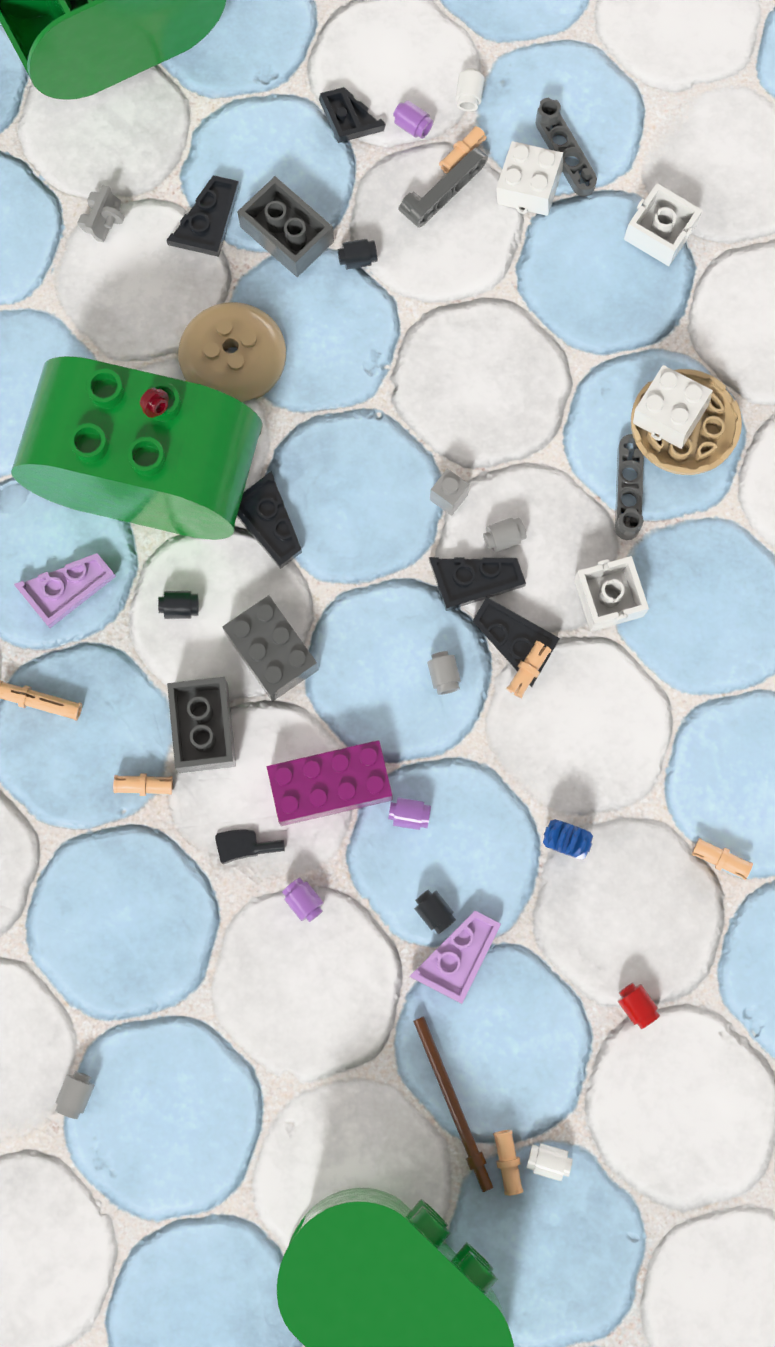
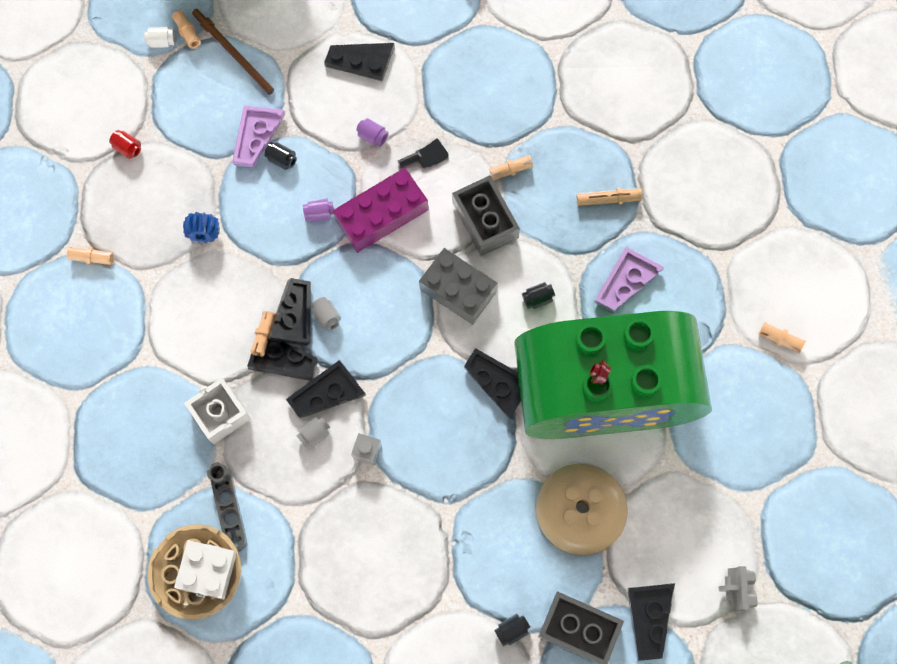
camera: 165 degrees right, 5 degrees down
(278, 1022) = (361, 59): none -> black wing
(484, 683) = (293, 314): none -> black wing

